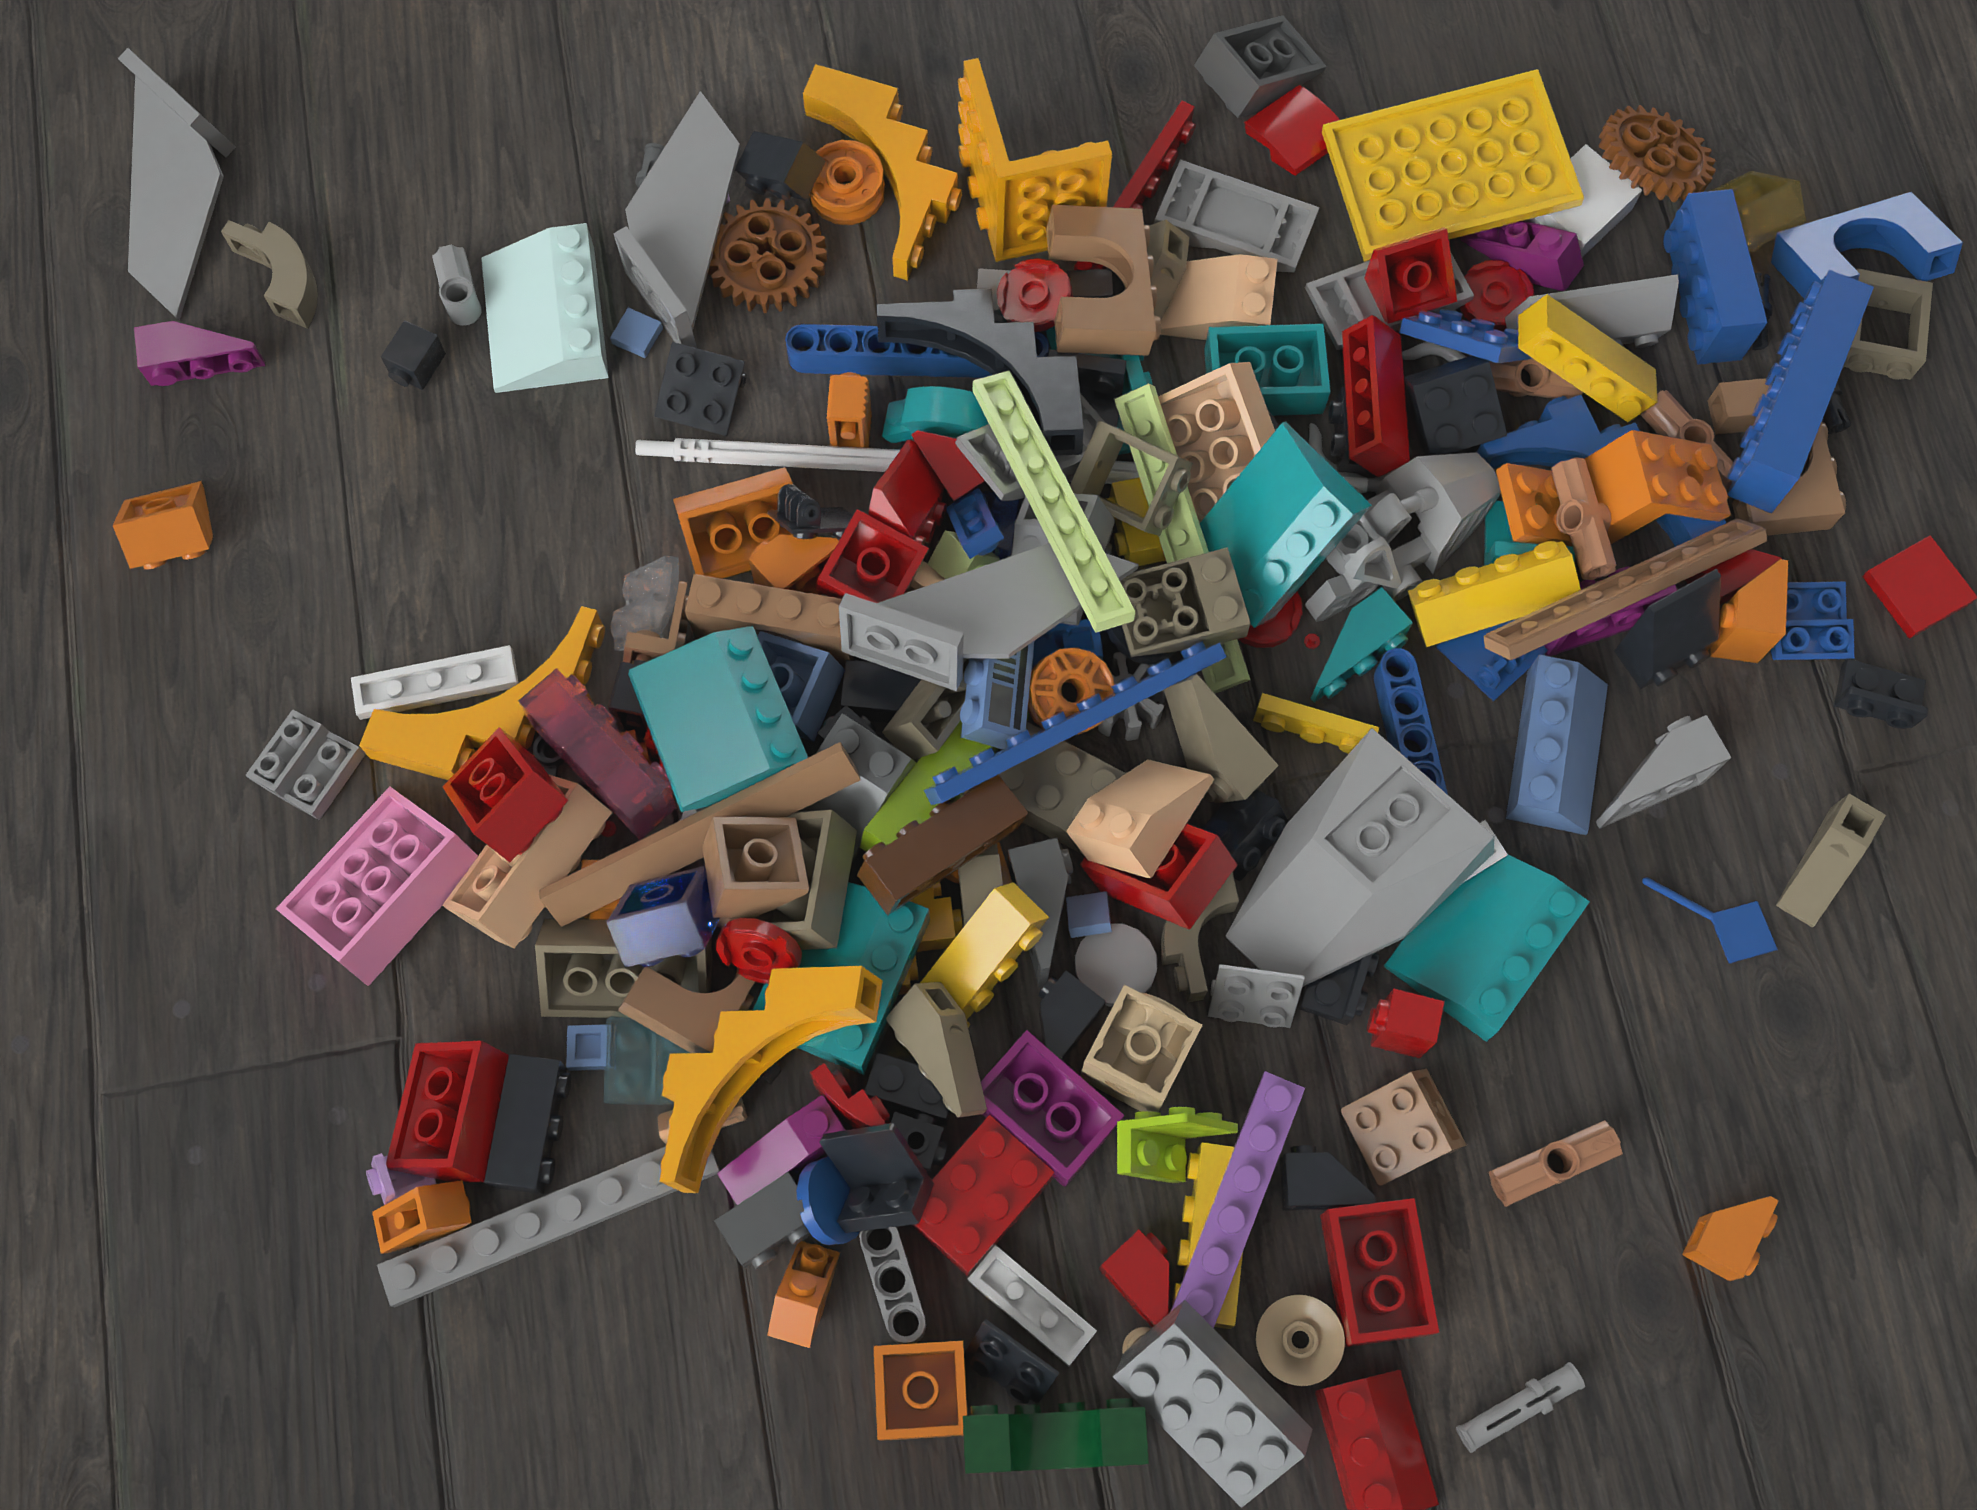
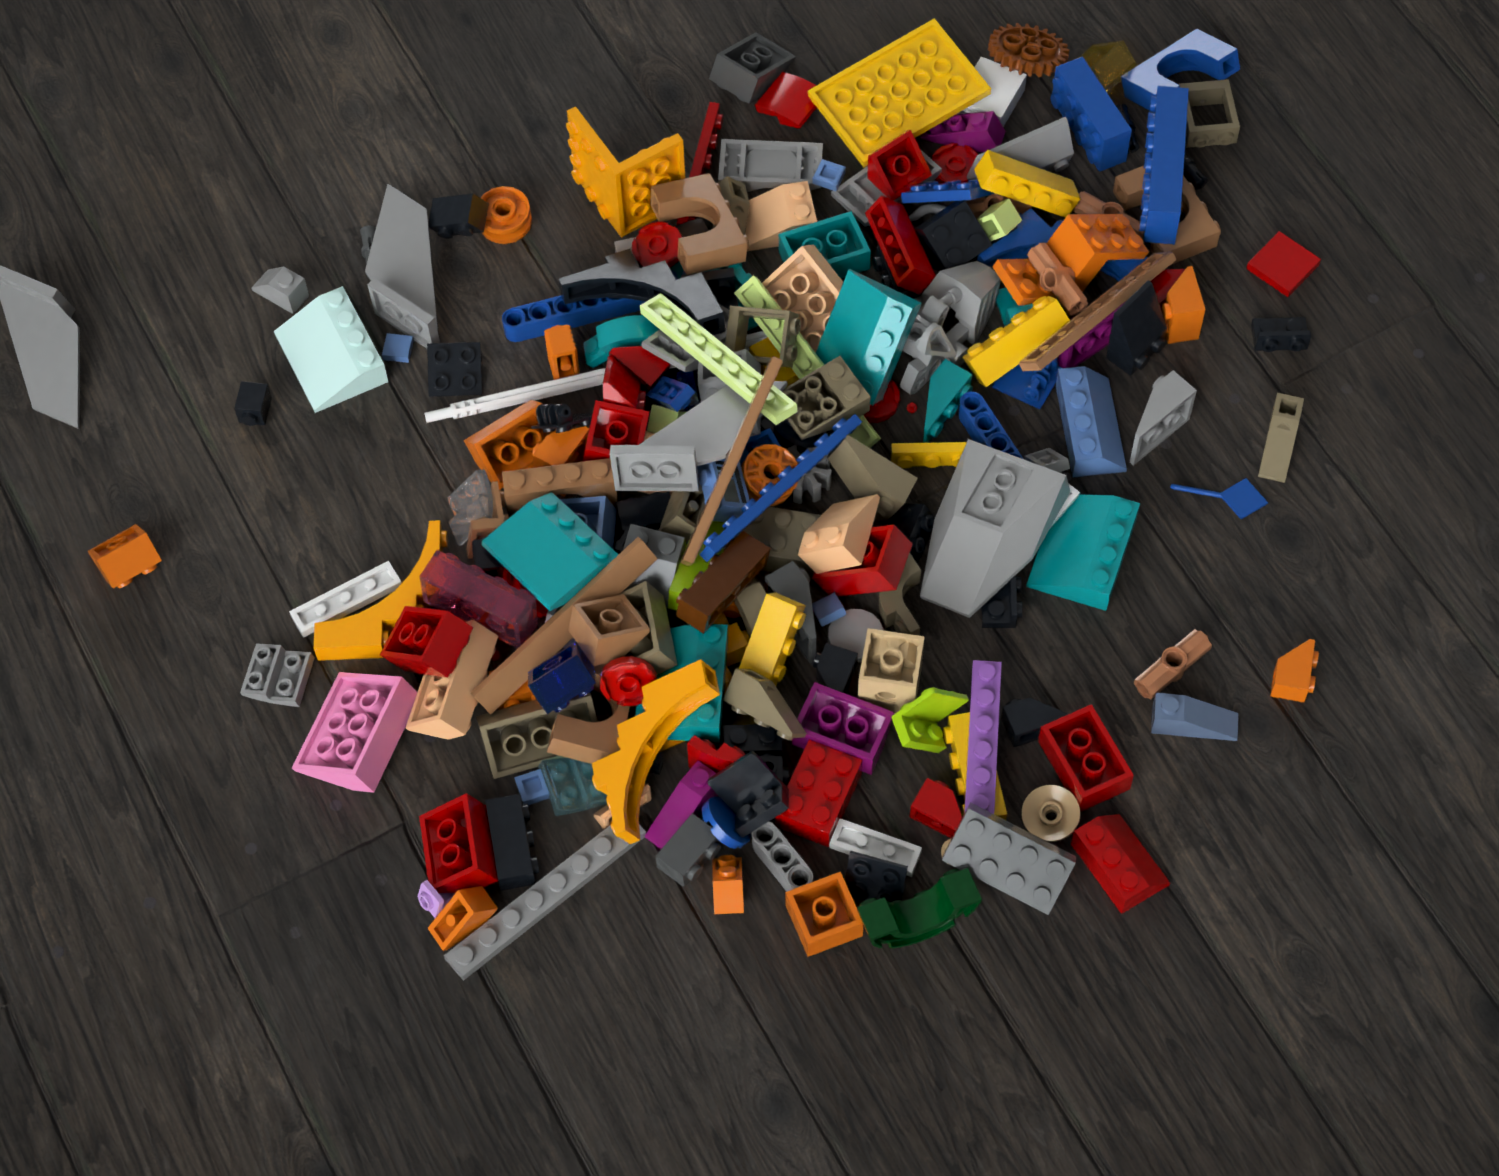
camera: 15 degrees left, 10 degrees down
(183, 352) = (98, 444): magenta slope -> none
(293, 285) = (140, 368): dark tan arch -> none
(456, 285) = (265, 352): light grey piece -> none
(513, 201) = (282, 288): none -> light grey slope
(767, 255) = (469, 274): dark orange gear -> none
(872, 116) = (505, 167): light orange arch -> none
(1012, 669) = (731, 461): none -> medium nougat tile
(1255, 996) = (951, 622): light grey hinge -> none
(1311, 258) = (829, 175): none -> medium blue tile
(1402, 1126) = (1069, 672): medium nougat bracket -> none
(1405, 1023) = (1050, 609): red brick -> none
(1476, 791) = (1049, 459): none -> light grey plate
(1529, 401) = (999, 219): none -> yellowish green brick
(1557, 1258) = (1192, 718): none -> sand blue slope
(1562, 1382) = (1221, 788): light grey pin -> none
(1816, 623) = (1225, 304): blue slope -> none

